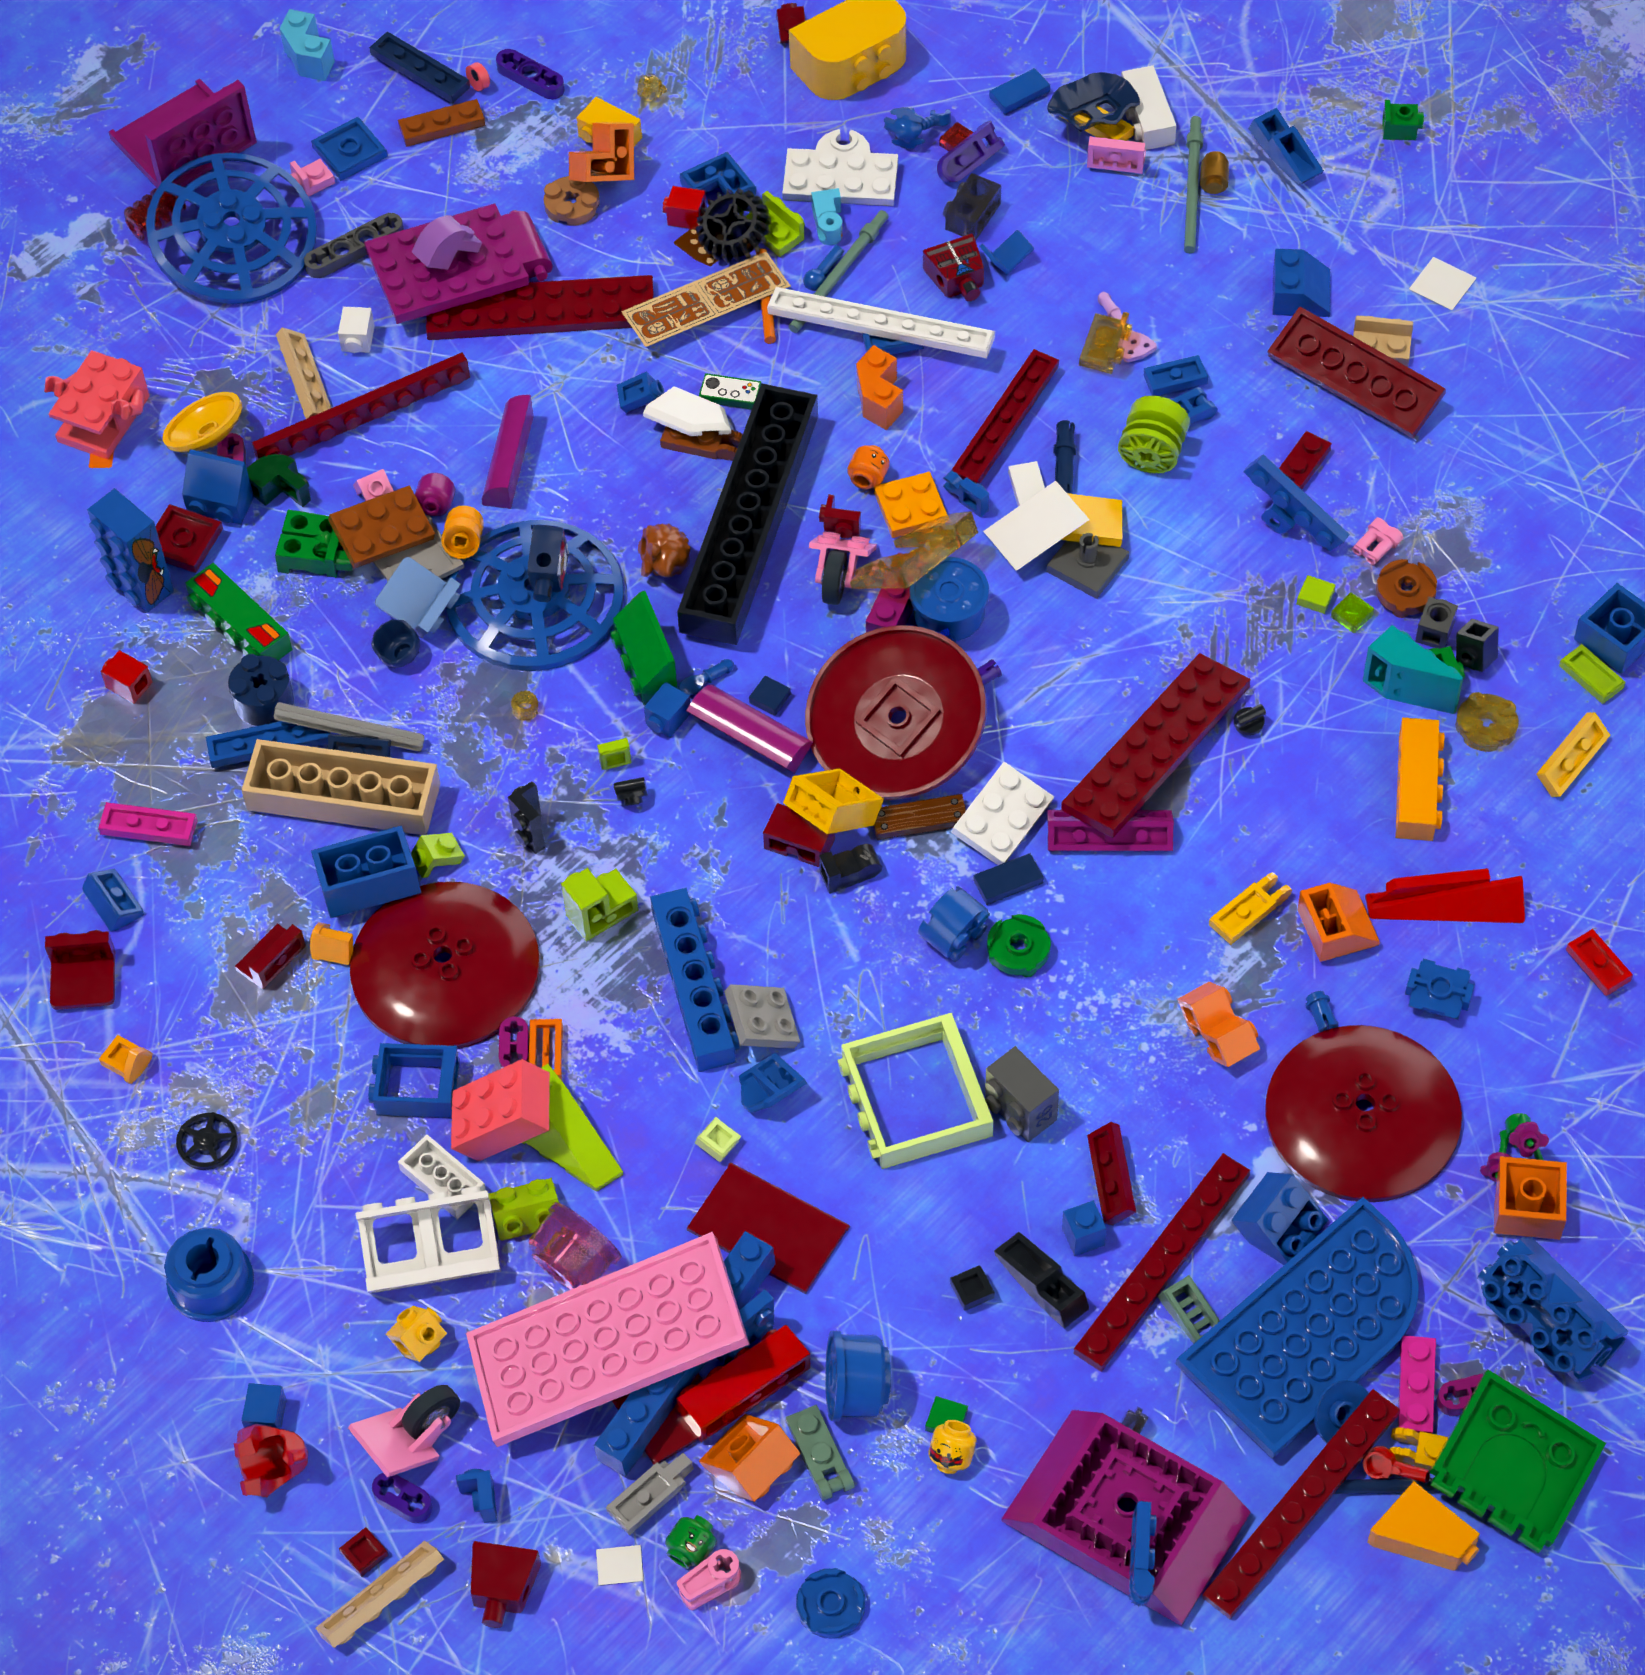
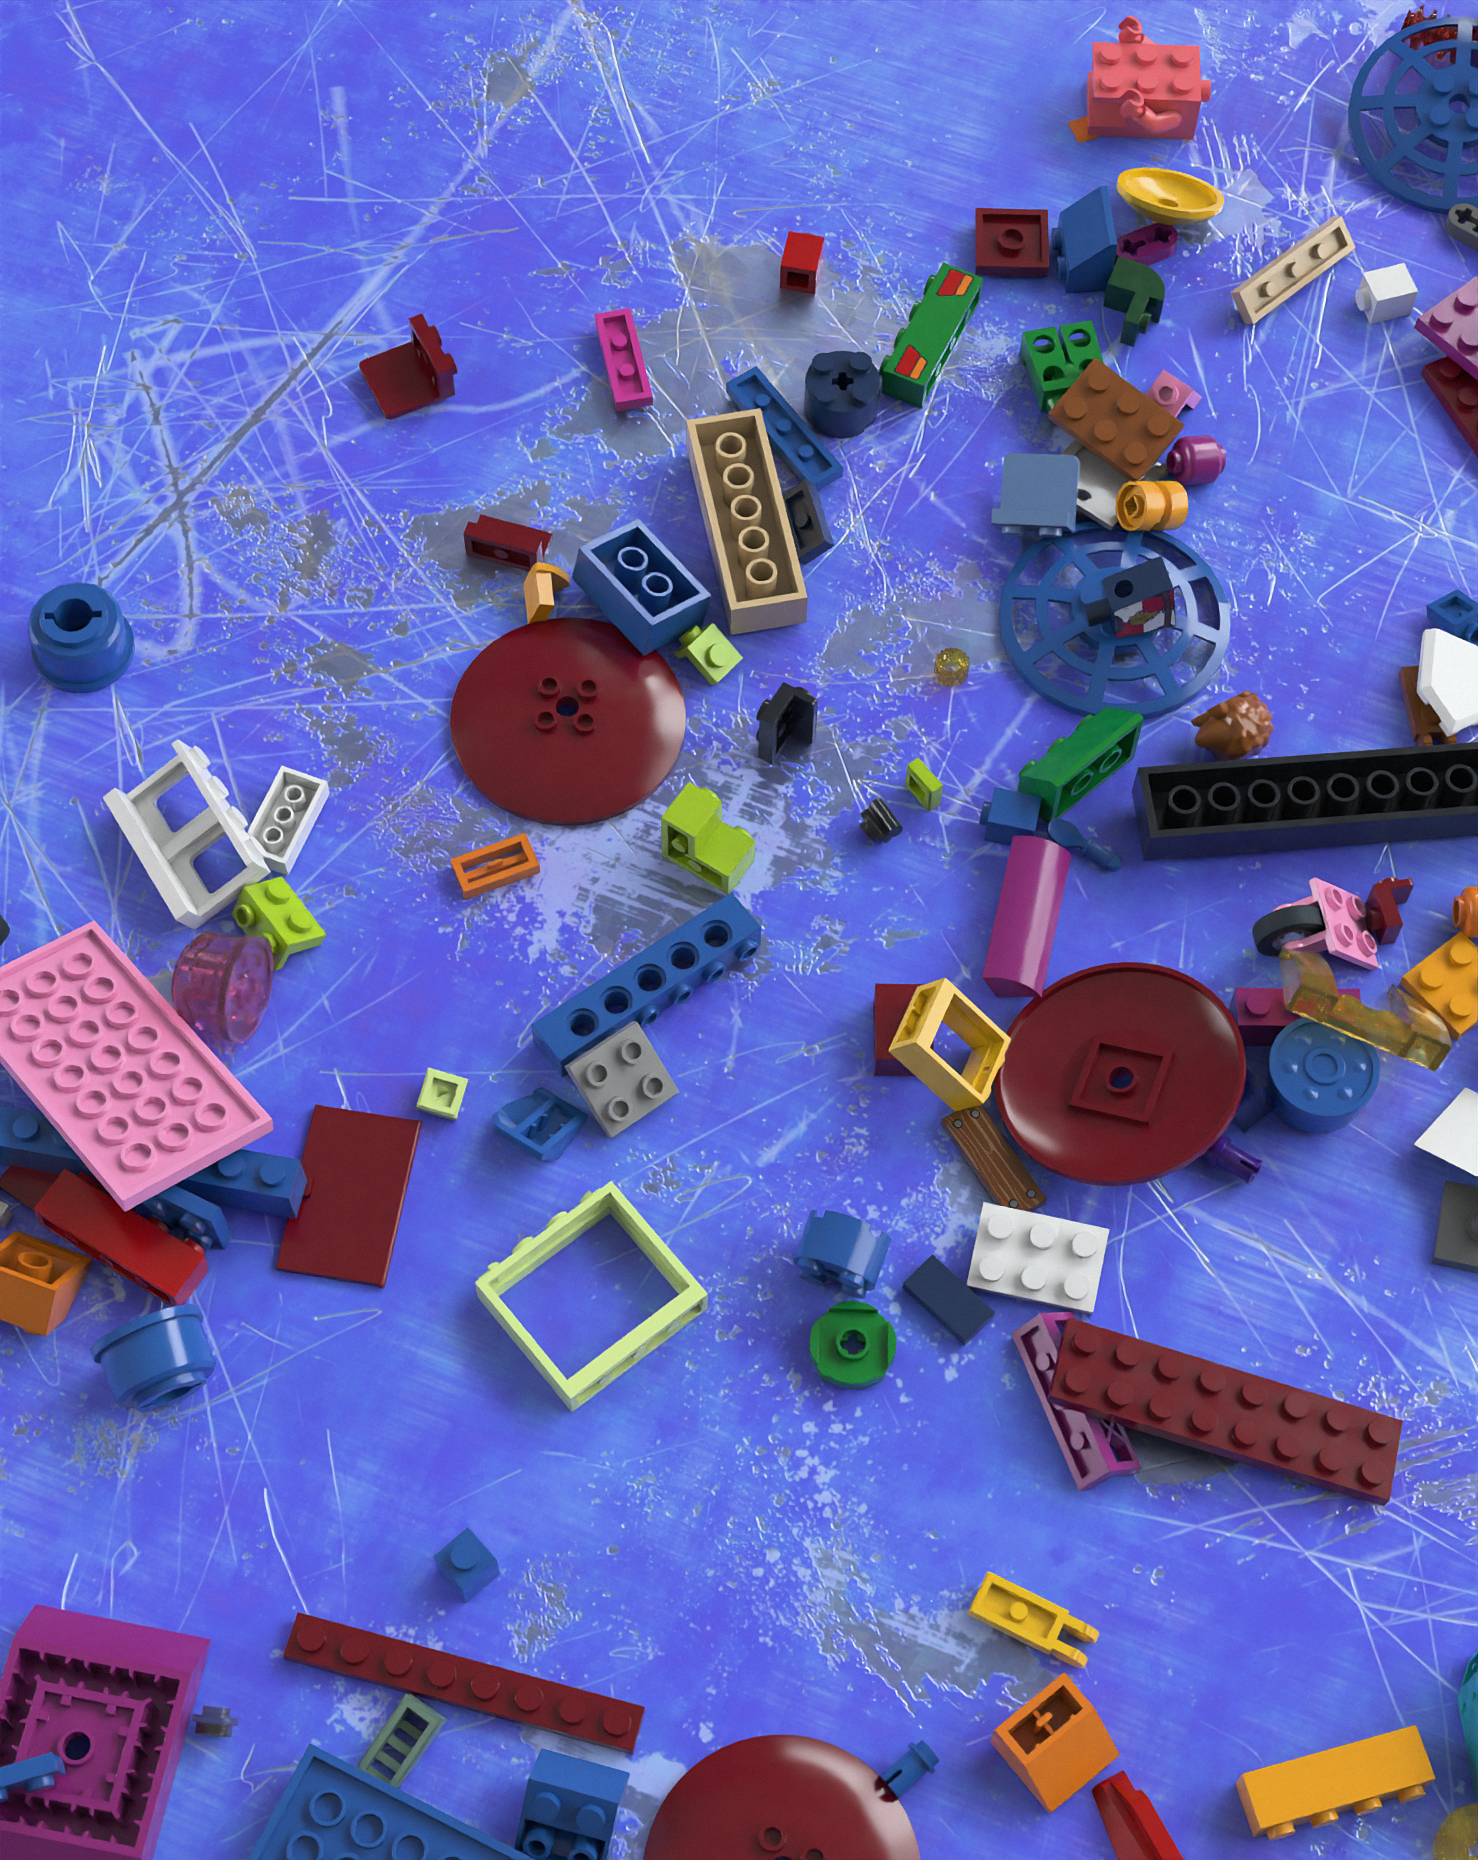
camera: 65 degrees right, 5 degrees up
(111, 899) = (520, 367): blue slope -> none
(126, 1059) = (324, 459): light orange tile -> none
(130, 550) = (940, 183): blue brick -> none
(206, 1140) = (252, 575): black wheel -> none
(347, 726) = (831, 497): light grey axle -> none
(364, 408) = (1280, 344): dark red plate -> none
(395, 643) = (967, 500): dark blue hair -> none
(416, 1056) = (405, 778): blue window -> none
(417, 1332) = (72, 868): yellow brick -> none
(500, 1110) = (371, 838): coral brick -> none
(506, 1045) = (485, 828): magenta beam -> none
(508, 452) = (1297, 515): magenta brick -> none
(573, 1140) = (394, 916): lime wedge -> none
(769, 695) = (1092, 926): dark blue tile -> none
(819, 1452) = (59, 1363): sand green plate -> none
(849, 867) = (879, 1103): black leg -> none
(945, 1410) = (156, 1492): green tile -> none
(952, 1446) = (107, 1509): yellow head -> none
(972, 1287) = (340, 1458): black plate -> none
(1021, 1094) = (620, 1418): dark grey brick -> none
(1042, 1279) = (380, 1540): black slope -> none
(1111, 1173) = (561, 1574): dark red plate -> none
(1211, 1015) = (829, 1637): orange brick -> none
(1250, 720) = (1327, 1522): black plate -> none

